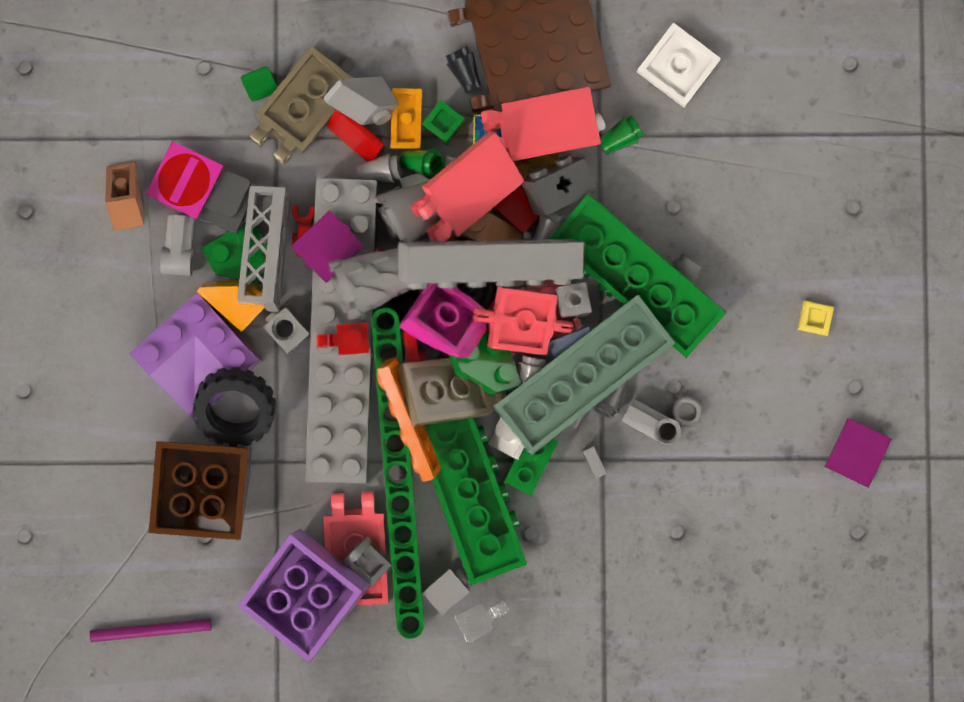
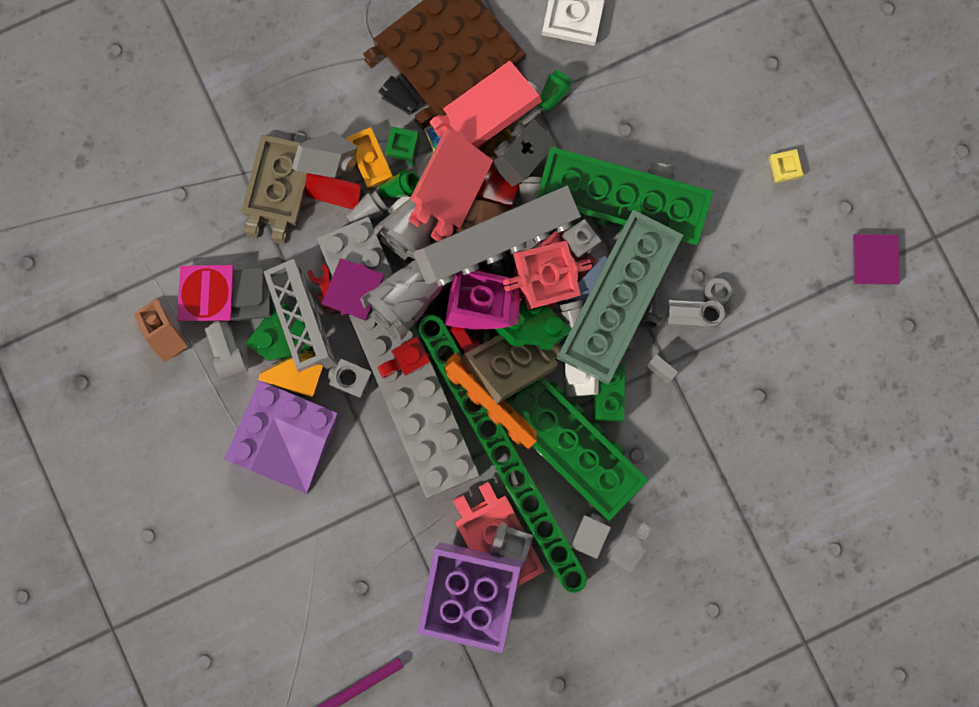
camera: 25 degrees left, 5 degrees down
(199, 490) = (338, 548): reddish brown slope -> none
(241, 382) = (340, 488): black tyre -> none
(259, 83) = (232, 185): green slope -> none

